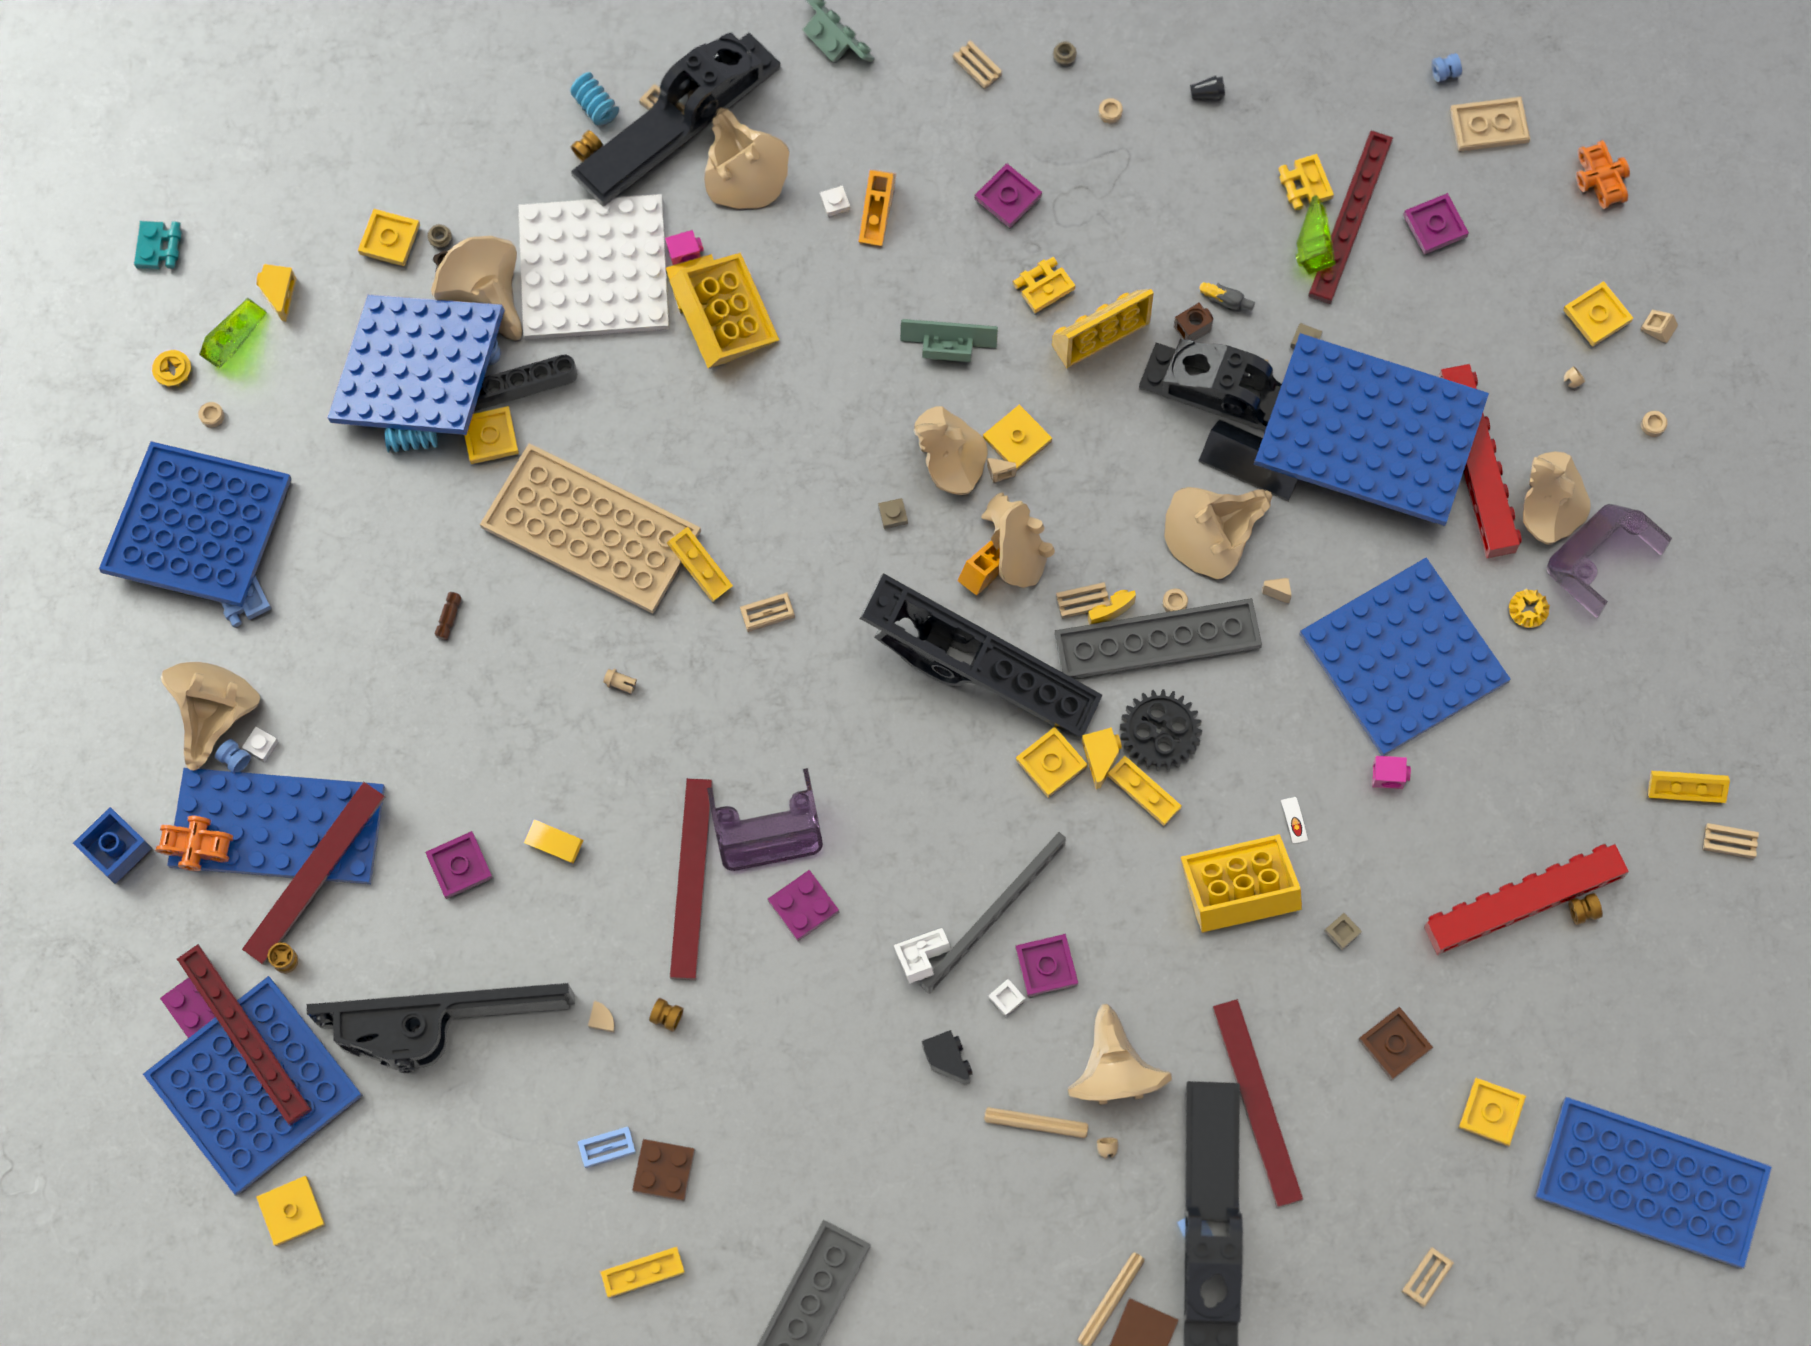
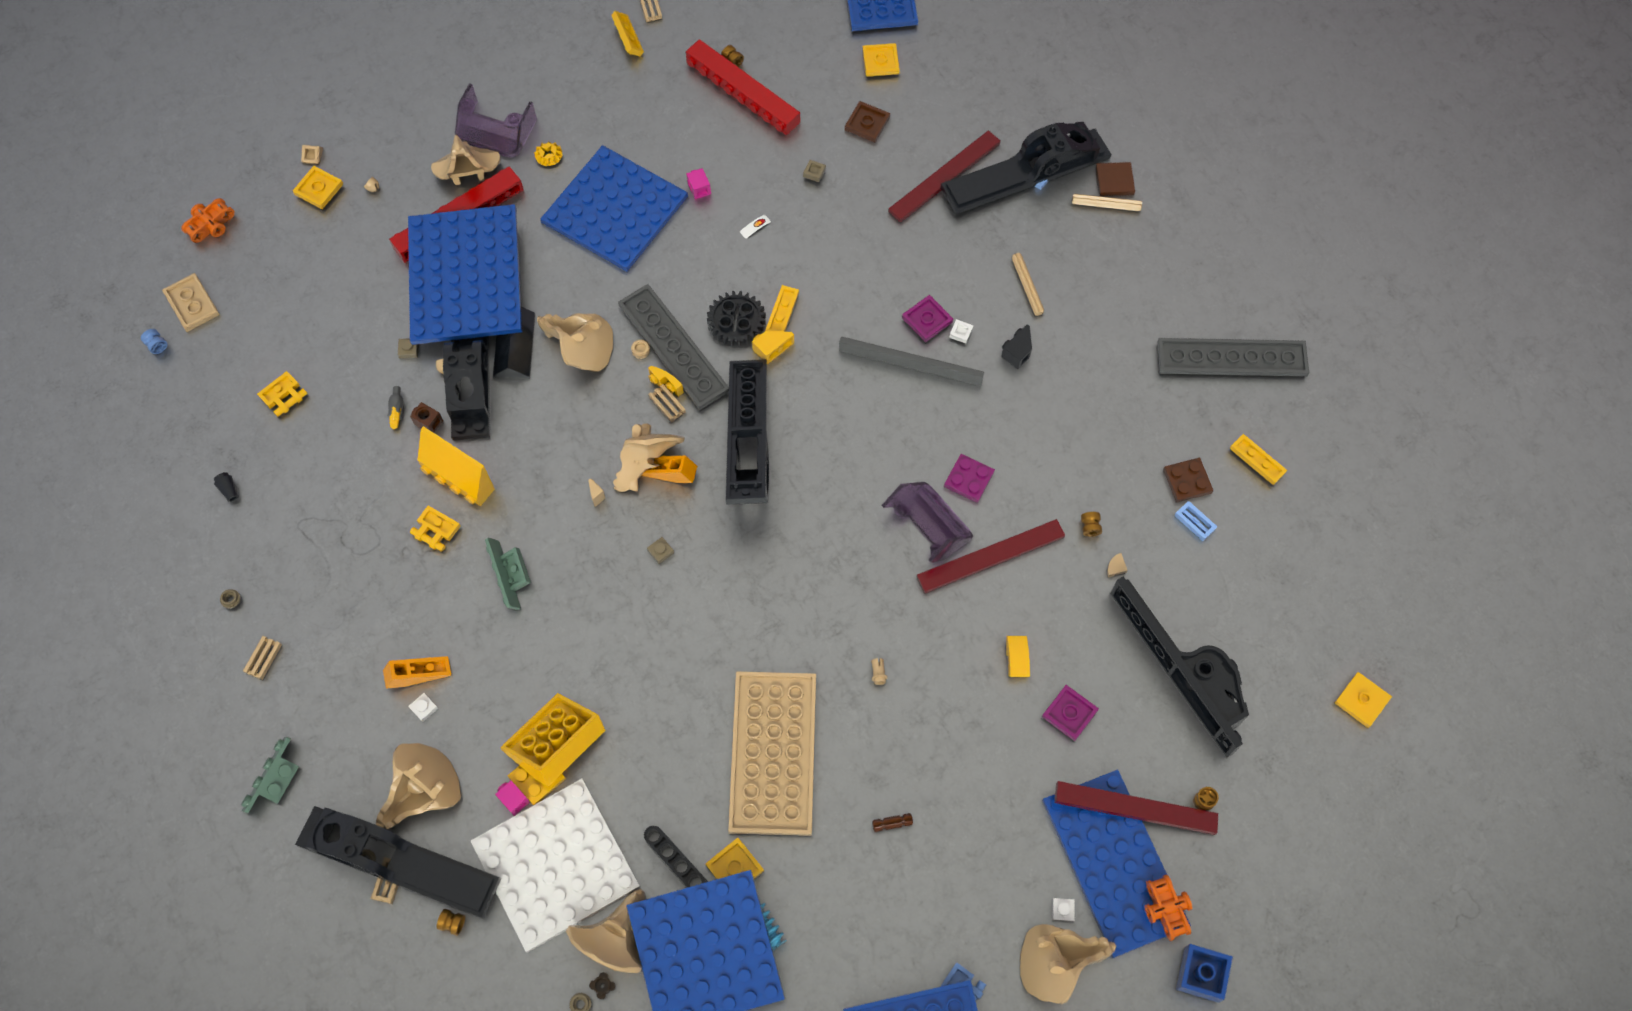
camera: 120 degrees left, 5 degrees down
(187, 1007) = (1271, 846): magenta plate -> none
(226, 1105) = (1302, 772): blue plate -> none
(233, 756) = (1085, 922): medium blue wheel -> none
(244, 1035) = (1274, 795): dark red tile -> none
(593, 100) = (405, 938): medium azure piece -> none
(699, 564) = (765, 656): yellow plate -> none
(770, 620) = (786, 610): tan tile -> none
(916, 951) = (963, 393): white plate -> none
(953, 450) = (594, 529): tan animal -> none
(1008, 195) = (370, 584): magenta plate -> none
(1017, 437) = (564, 495): yellow plate -> none
(1051, 762) = (791, 372): yellow plate -> none
(1107, 1146) = (1019, 237): tan hinge -> none
(1110, 110) = (269, 547): tan tile -> none
(1115, 1066) = (976, 250): tan animal -> none
(1241, 883) = (813, 234): yellow slope -> none
(1278, 589) = (602, 288): tan slope -> none
(1314, 240) = (334, 364): clear neon green slope -> none
(1352, 214) = (298, 358): dark red tile -> none
(1415, 1295) = (994, 60): tan tile -> none
(1436, 223) = (285, 303): magenta plate -> none
(1654, 423) = (386, 133): tan tile -> none

